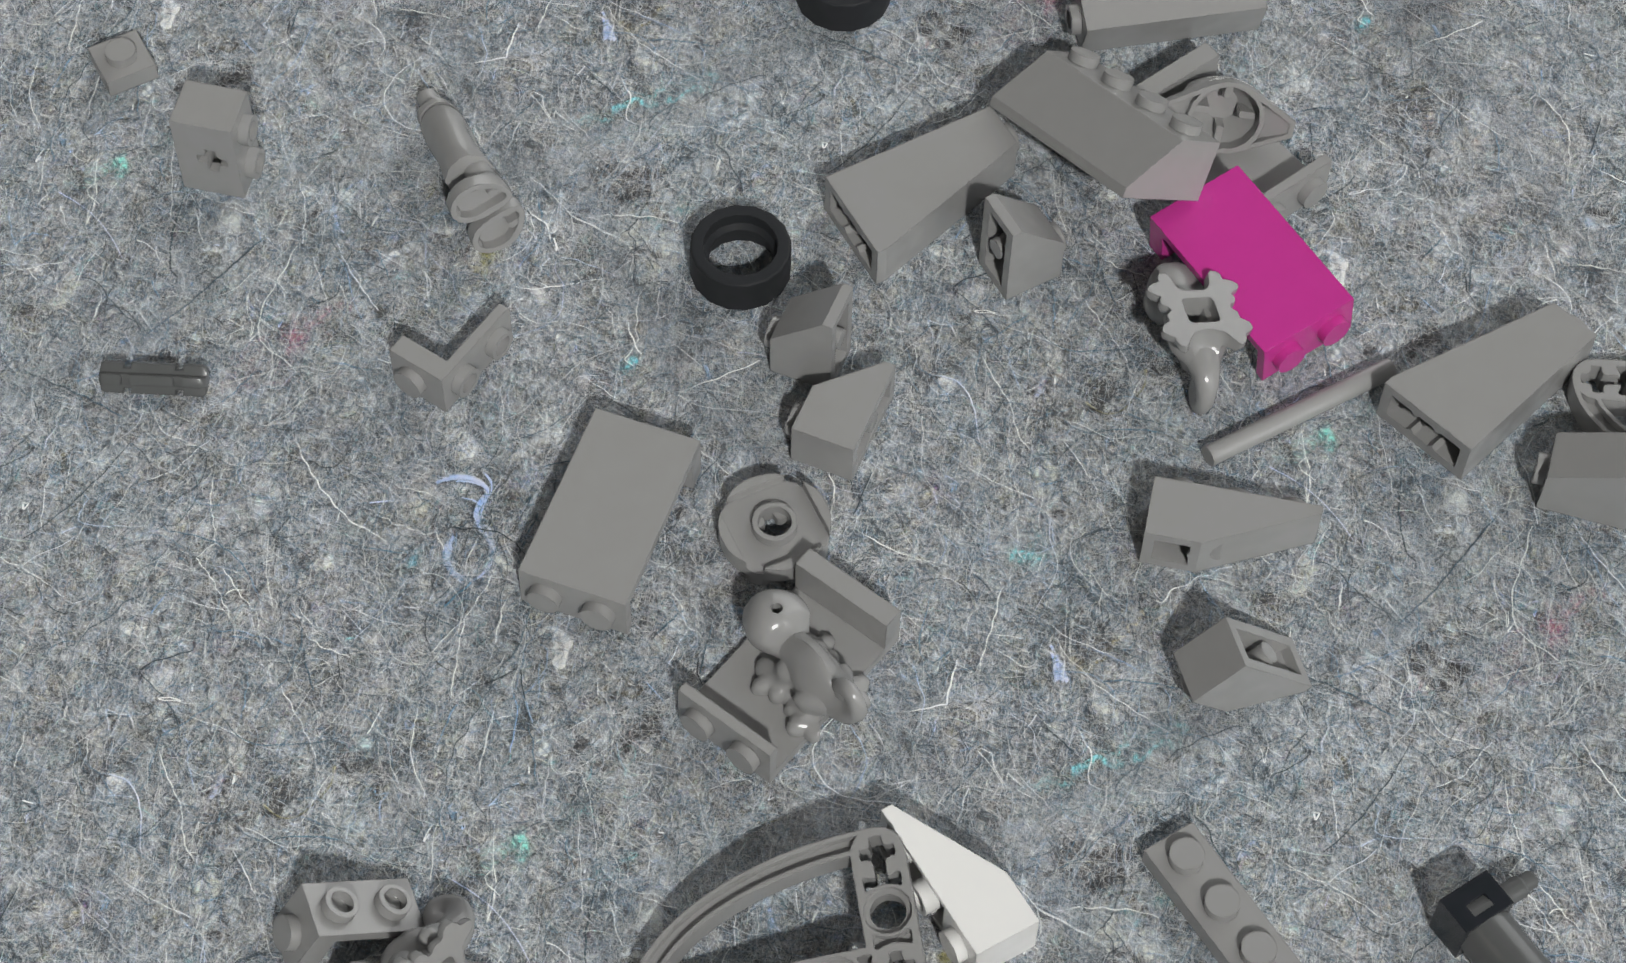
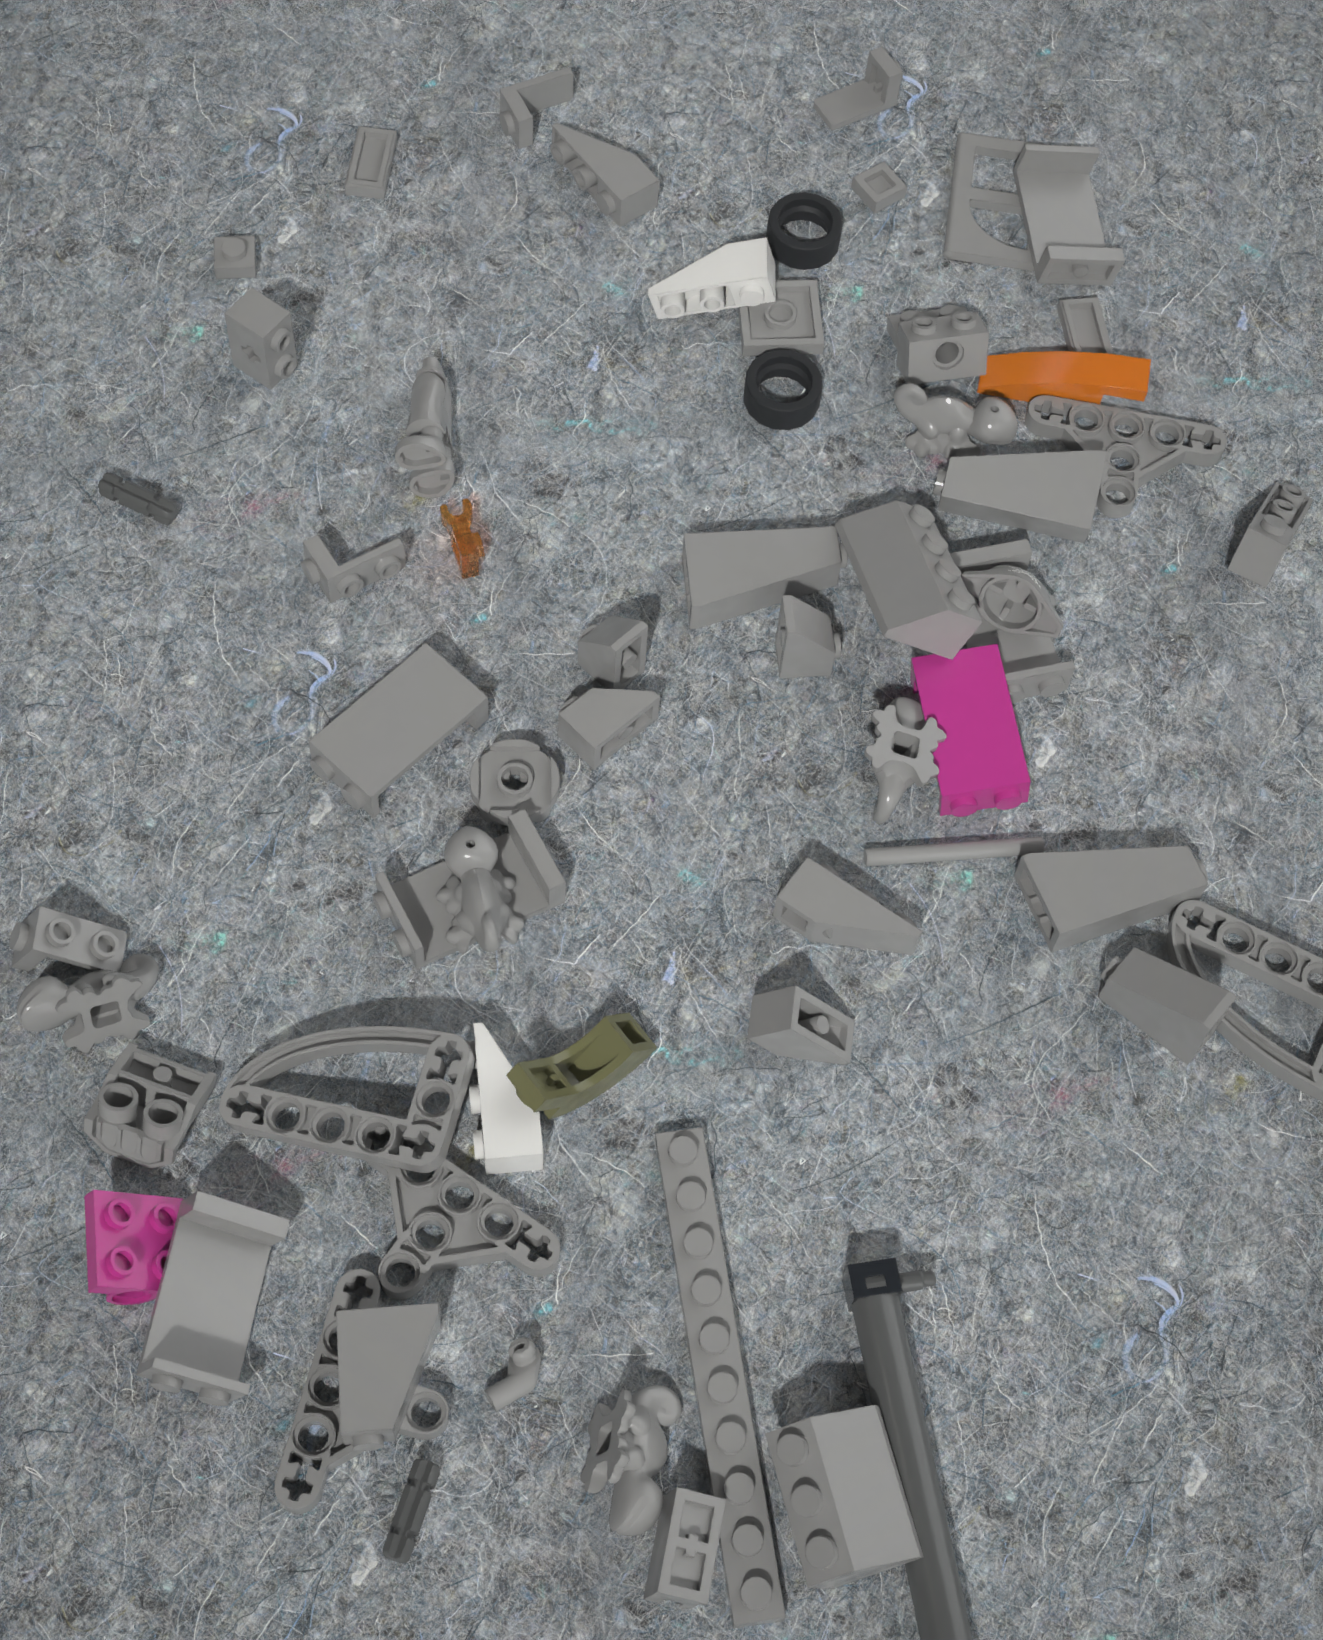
camera: 20 degrees right, 5 degrees up
(572, 284) = (465, 544): none -> clear orange plate
(742, 224) = (601, 543): black tyre -> none
(1030, 807) = (583, 1069): none -> olive arch

